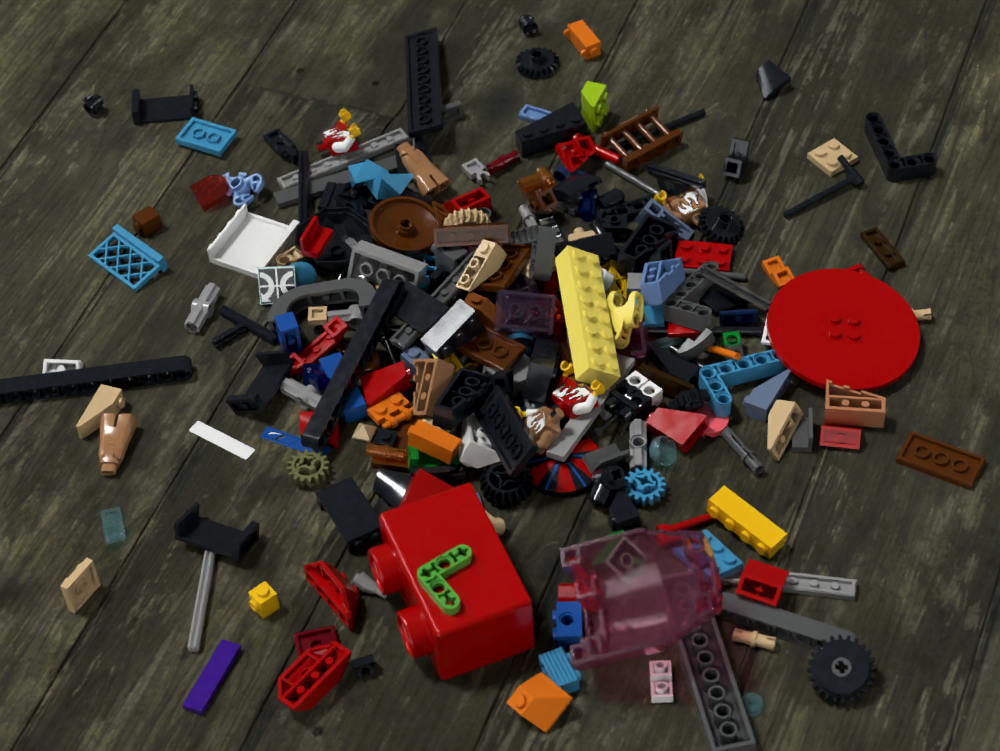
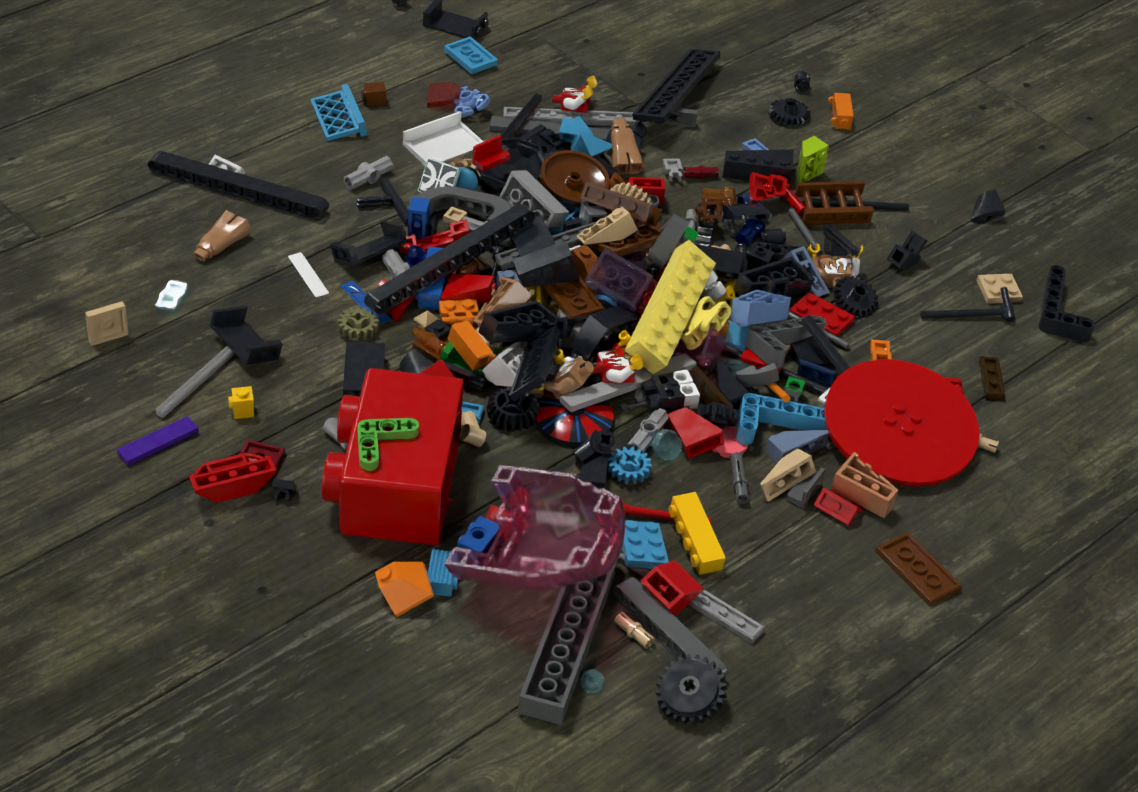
camera: 20 degrees right, 5 degrees down
(106, 400) = (238, 203): tan slope -> none
(282, 145) = (526, 84): black hinge -> none
(334, 590) = (306, 423): red wedge -> none
(604, 457) = (617, 426): dark grey panel -> none
(661, 681) = (526, 624): white slope -> none

